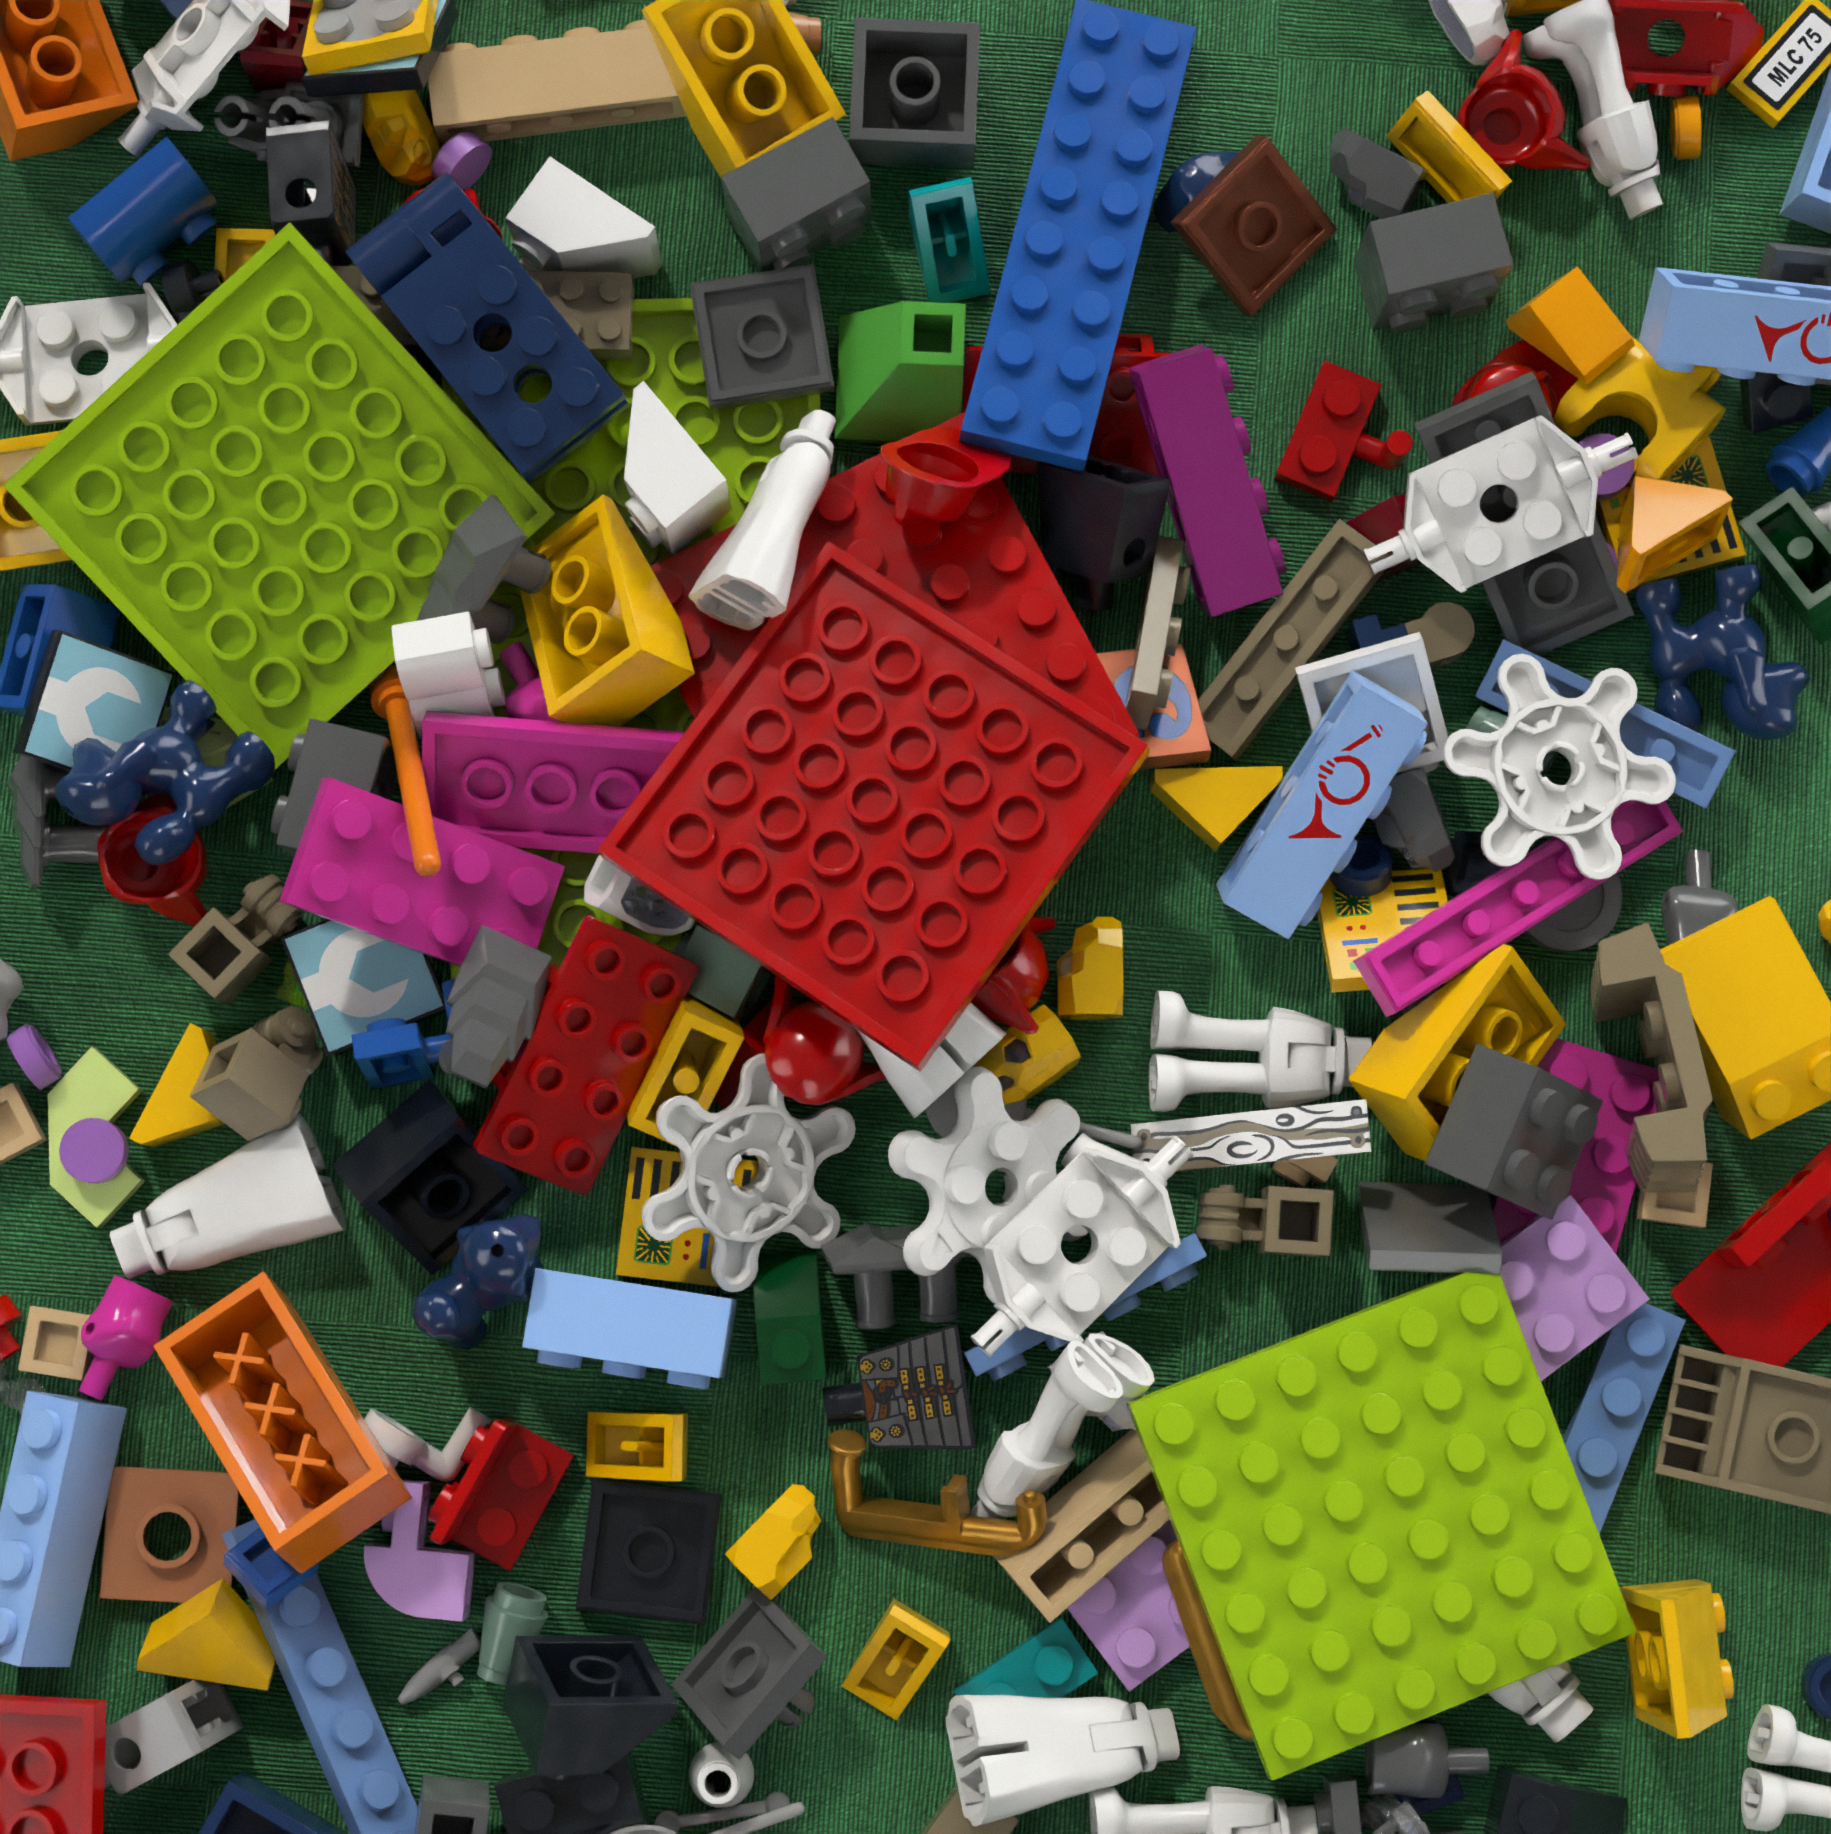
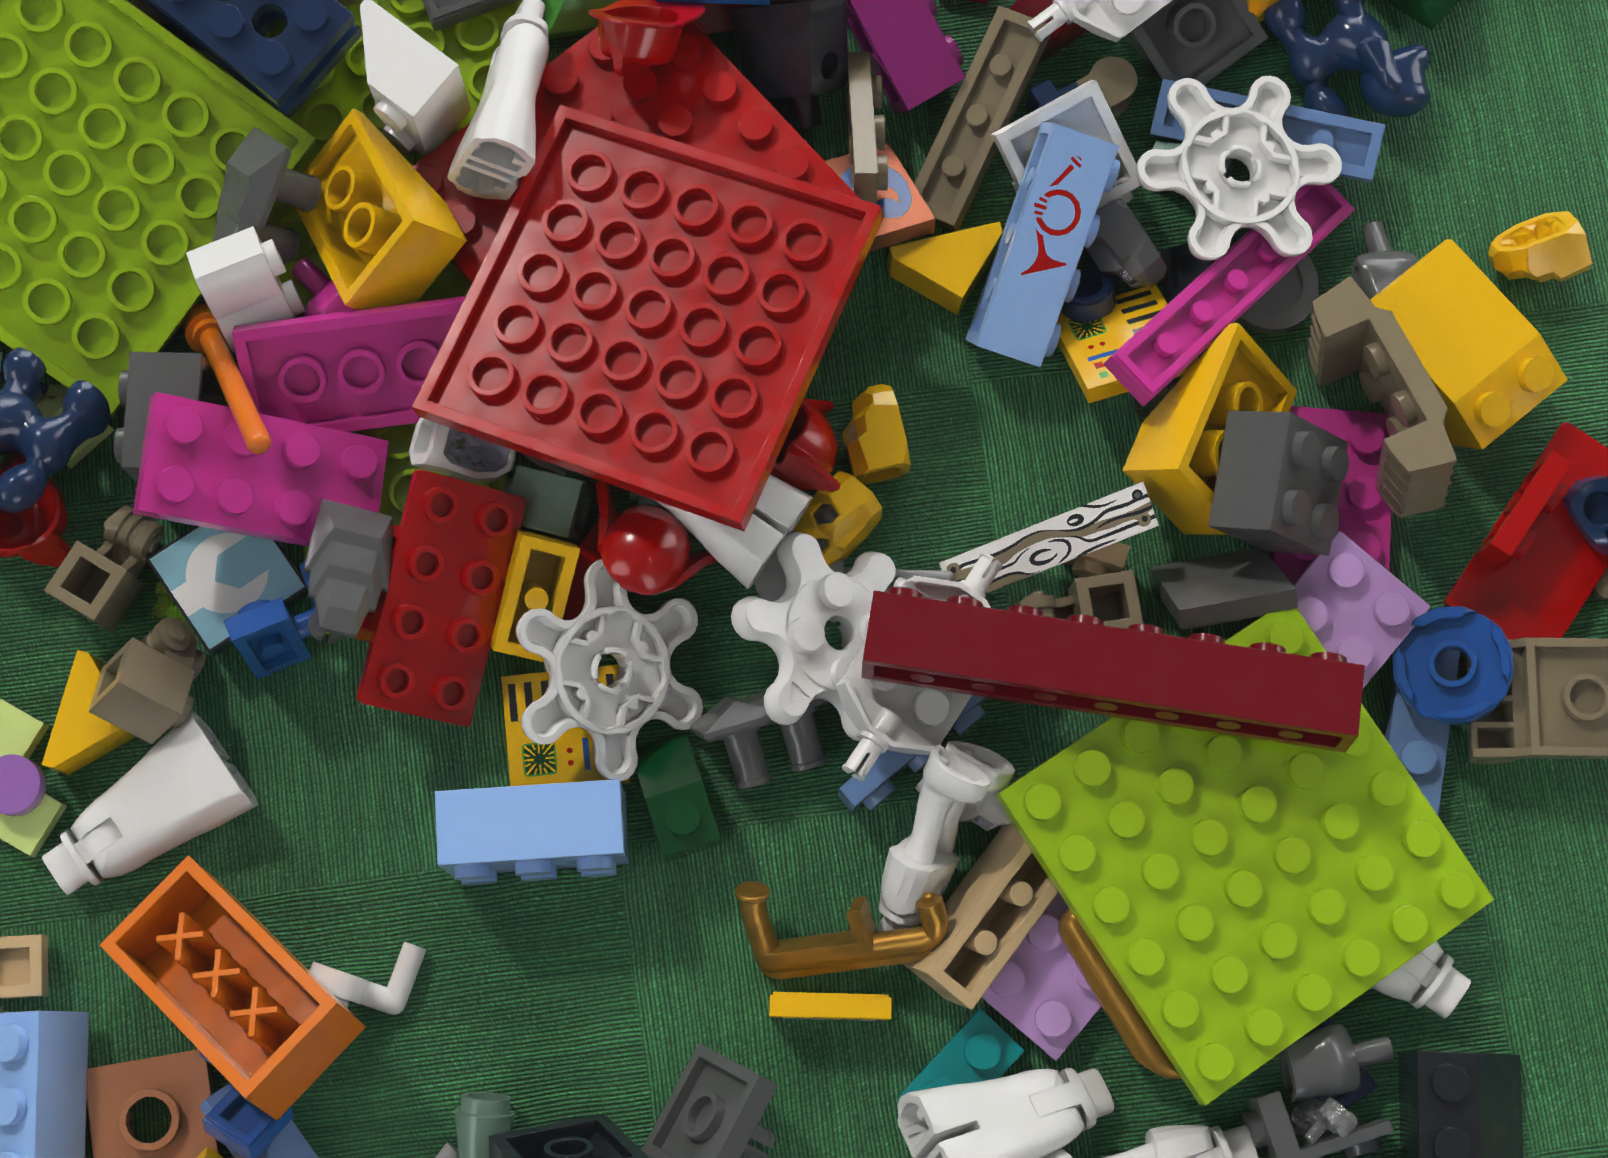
camera: 15 degrees left, 5 degrees down
(121, 1332) = (70, 943): dark pink piece -> none
(417, 1577) = (385, 1104): lavender brick -> none
(426, 1177) = (325, 743): black slope -> none
(487, 1273) = (392, 813): dark blue animal -> none
(501, 1492) = (446, 1009): red bracket -> none
(637, 1445) = (563, 939): yellow slope -> none
(649, 1551) = (594, 1034): black tile -> none
(778, 1541) = (709, 996): yellow rock -> none
(896, 1659) = (840, 1080): yellow slope -> none
(903, 1580) = (830, 1006): none -> yellow tile
(909, 1394) = (798, 838): torso -> none
(1281, 1303) = (1113, 669): none -> dark red brick
(1296, 1063) = (1068, 470): white piece -> none
(1676, 1656) = (1533, 916): yellow slope -> none
(1678, 1207) = (1431, 526): tan plate -> none
(1680, 1402) = (1462, 699): none -> blue tile

